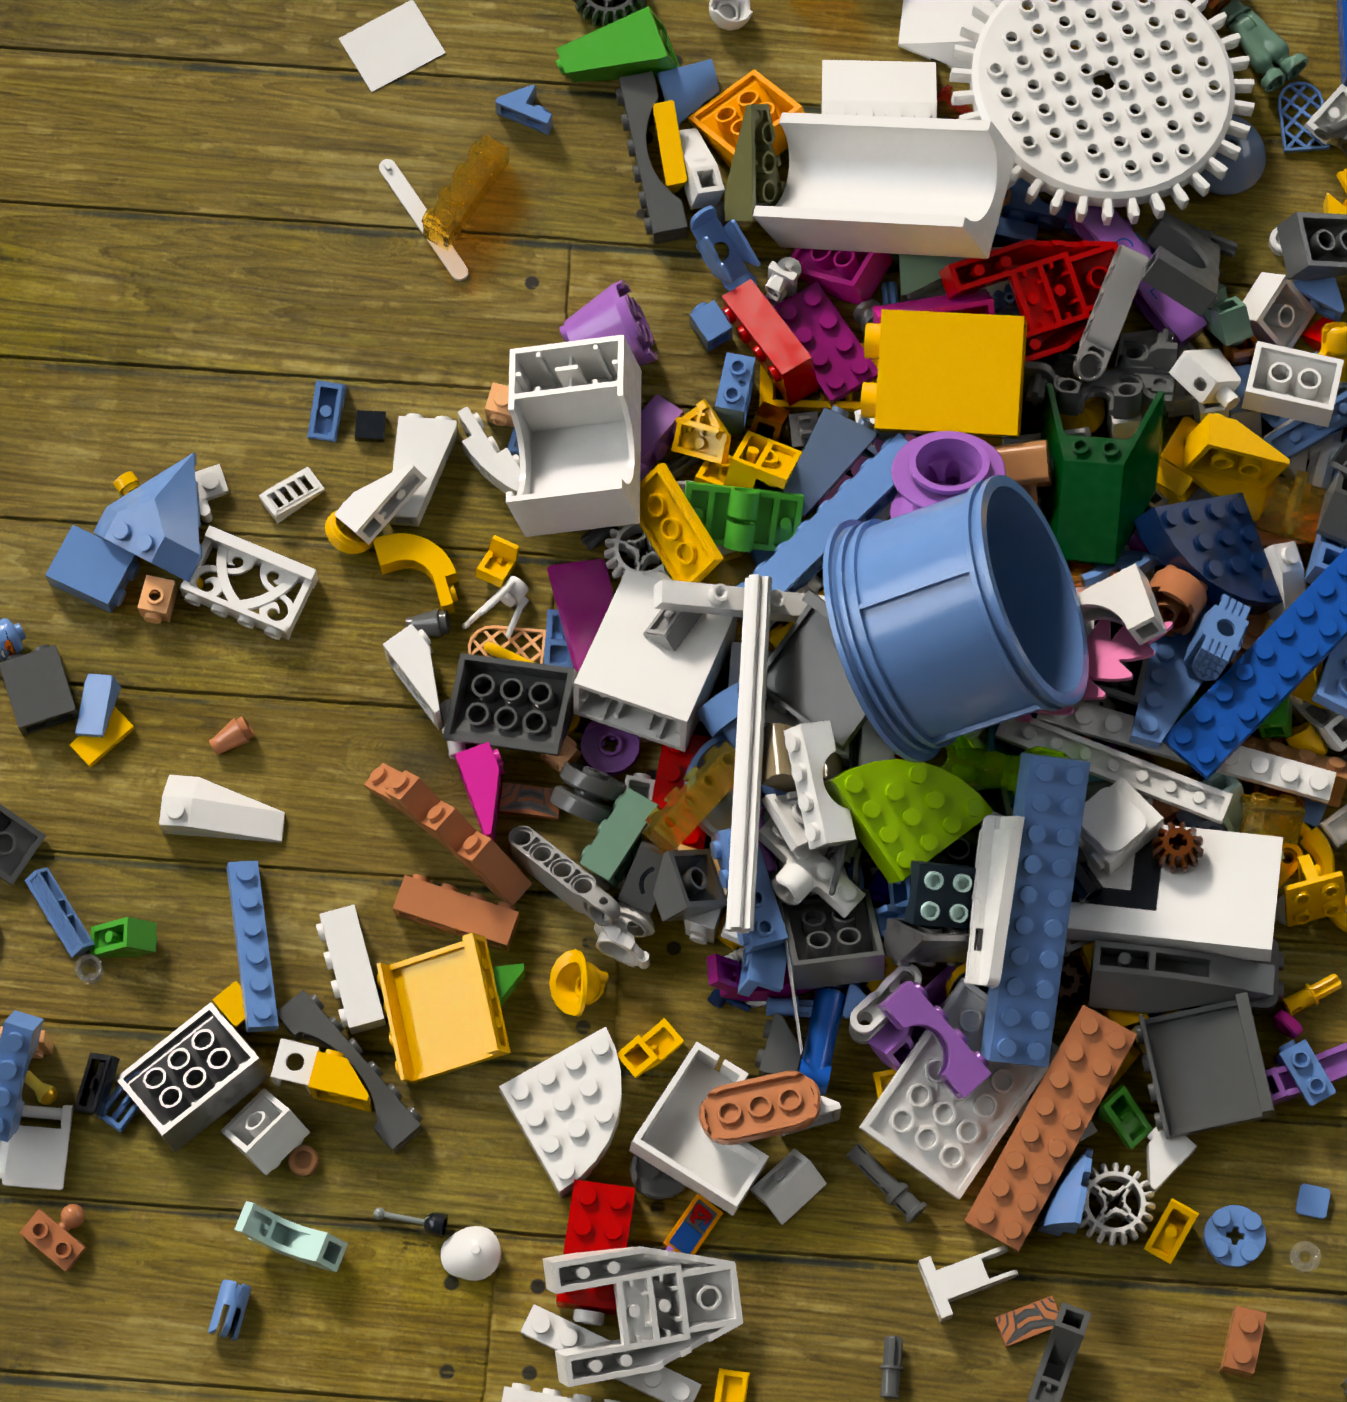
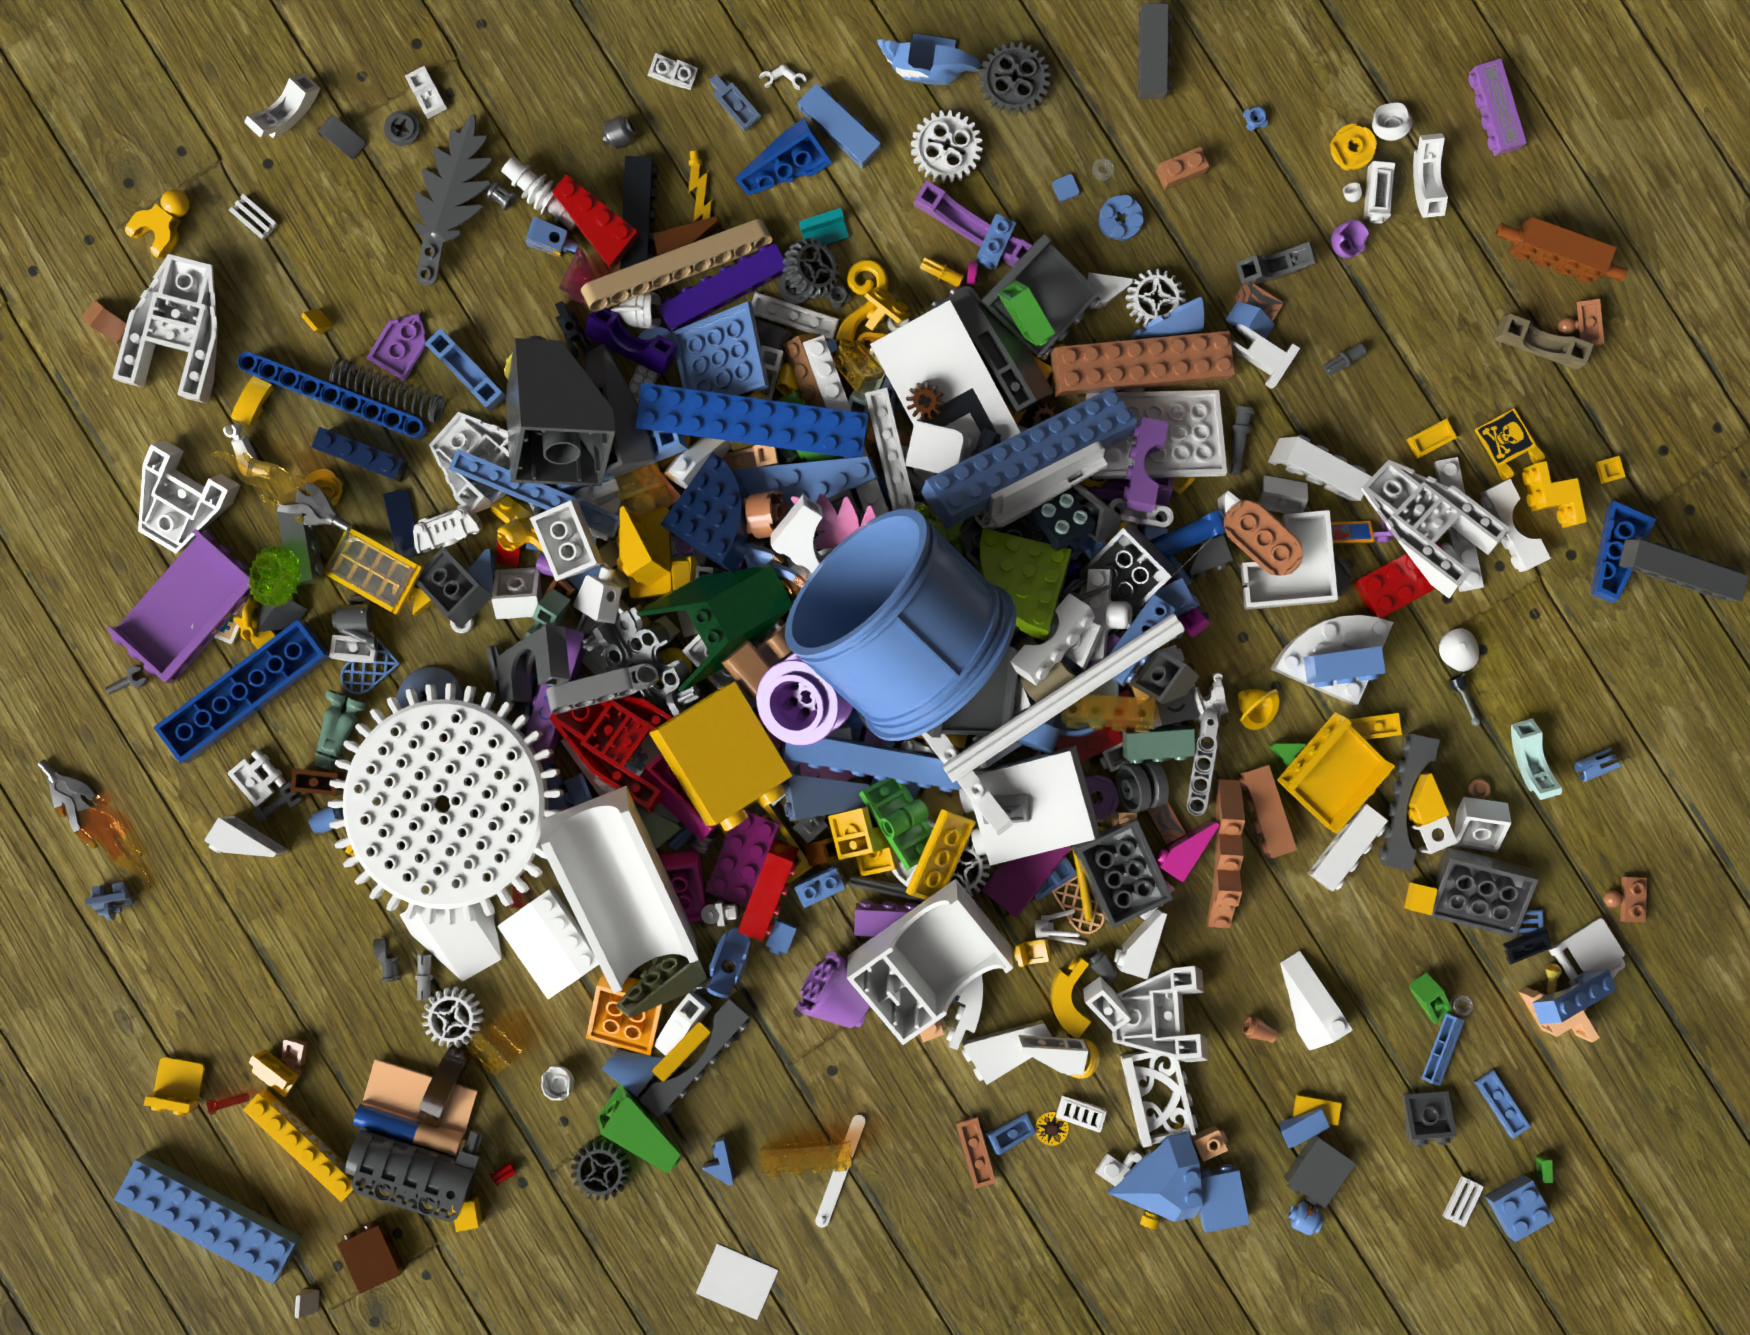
camera: 130 degrees left, 15 degrees up
(252, 946) = (1380, 916): medium blue plate -> none
(298, 454) = (1051, 1129): none -> piece
(335, 635) = (1159, 1016): none -> white wedge
(336, 361) = (975, 1152): none -> nougat plate
(370, 426) = (1001, 1098): black tile -> none
(386, 595) = (1106, 1004): none -> white slope
(460, 1094) = (1377, 726): none -> yellow plate
(555, 1086) = (1344, 666): none -> medium blue brick
(651, 1049) = (1264, 635): yellow slope -> none
(702, 435) = (864, 884): yellow slope -> none
(790, 1243) = (1320, 466): none -> white wedge
(1010, 1294) = (1250, 317): none -> medium blue slope
(1125, 1117) = (1100, 326): bright green slope -> none
(1171, 1231) = (1148, 254): yellow slope -> none
(1198, 1023) = (1026, 313): none -> bright green window
(1216, 648) = (782, 460): medium blue piece -> none

